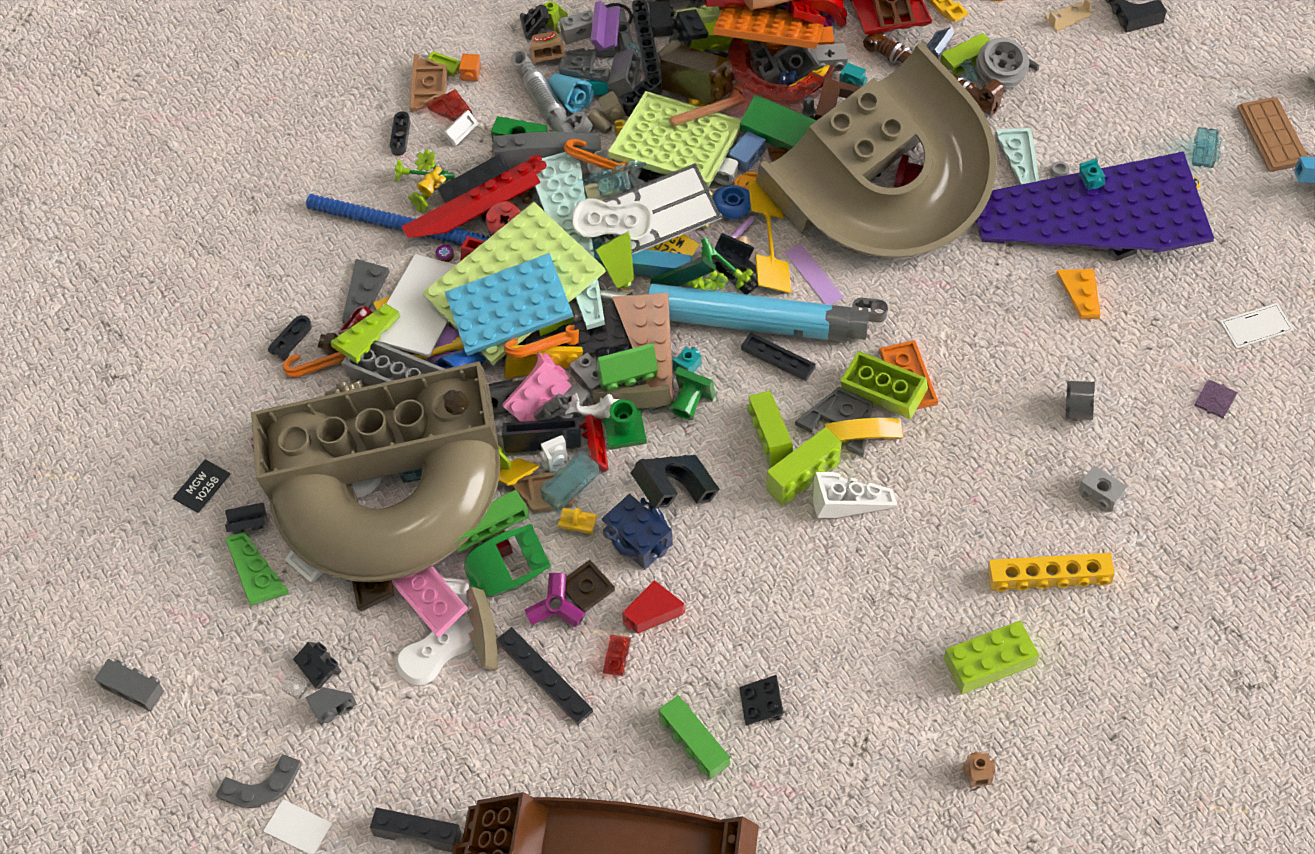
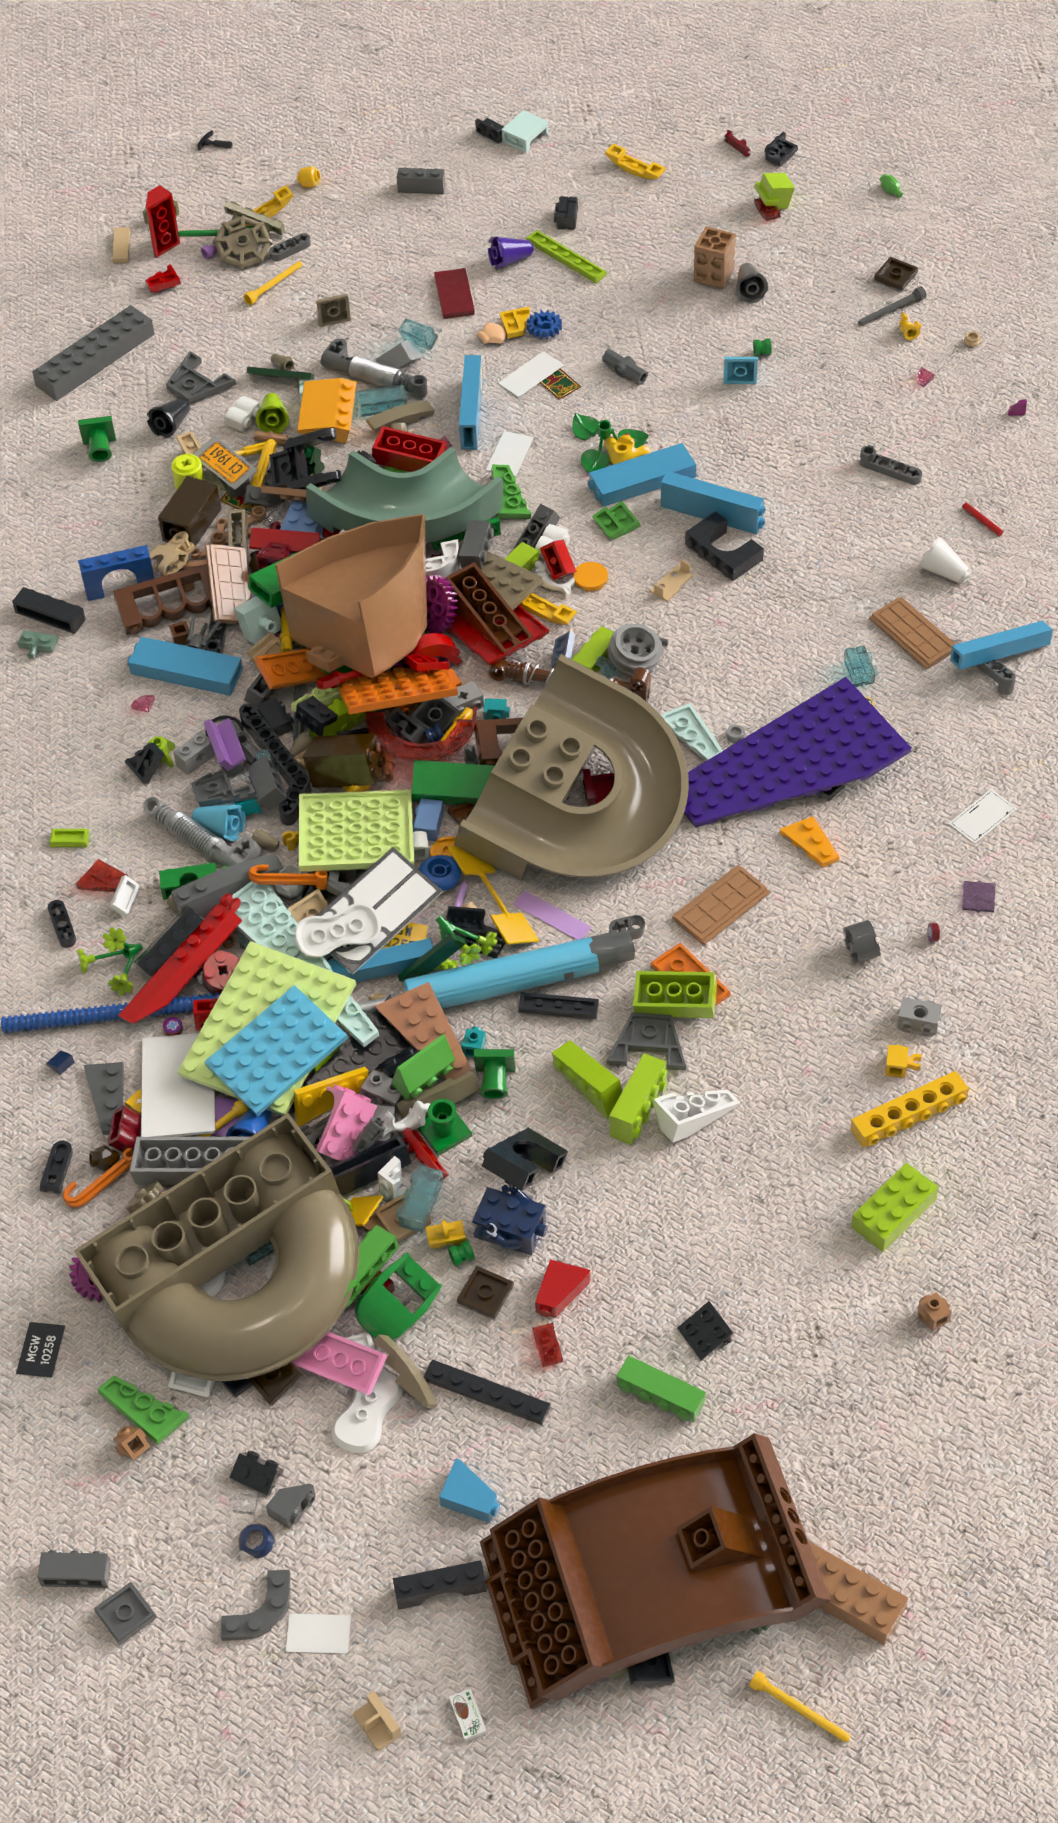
camera: 25 degrees left, 5 degrees down
(150, 739) = (125, 1613): none -> dark grey plate
(230, 601) = (131, 1442): none -> medium nougat brick
(245, 517) = (107, 1361): black bracket -> none
(296, 727) = (266, 1545): none -> dark blue piece
(340, 249) = (61, 1062): none -> dark blue slope
(340, 584) = (237, 1387): none -> black tile
(361, 336) = (138, 1137): lime wing -> none
(428, 82) = (65, 862): medium nougat wing -> none
(431, 182) = (126, 959): yellow piece -> none
(455, 402) = (287, 1159): dark brown rock -> none
(470, 67) = (101, 831): orange brick -> none
(480, 759) = (468, 1494): none -> dark azure slope
(546, 46) = (173, 783): medium nougat torso -> none
(566, 611) = (456, 1330): magenta piece -> none
(570, 337) = (349, 1060): orange piece -> none
(583, 543) = (461, 1253): none -> green wheel
(611, 106) = (270, 821): dark tan brick -> none
(614, 181) = (319, 893): clear light blue bracket -> none
(618, 259) = (361, 966): lime slope -> none
(707, 110) = (372, 791): nougat axle -> none
(866, 429) = (678, 1041): yellow slope -> none
(969, 319) = (720, 904): none -> medium nougat piece
(1062, 522) = (898, 1061): none -> yellow brick
(1091, 174) = (773, 727): teal brick -> none
(1154, 416) = (933, 932): none -> dark red tile

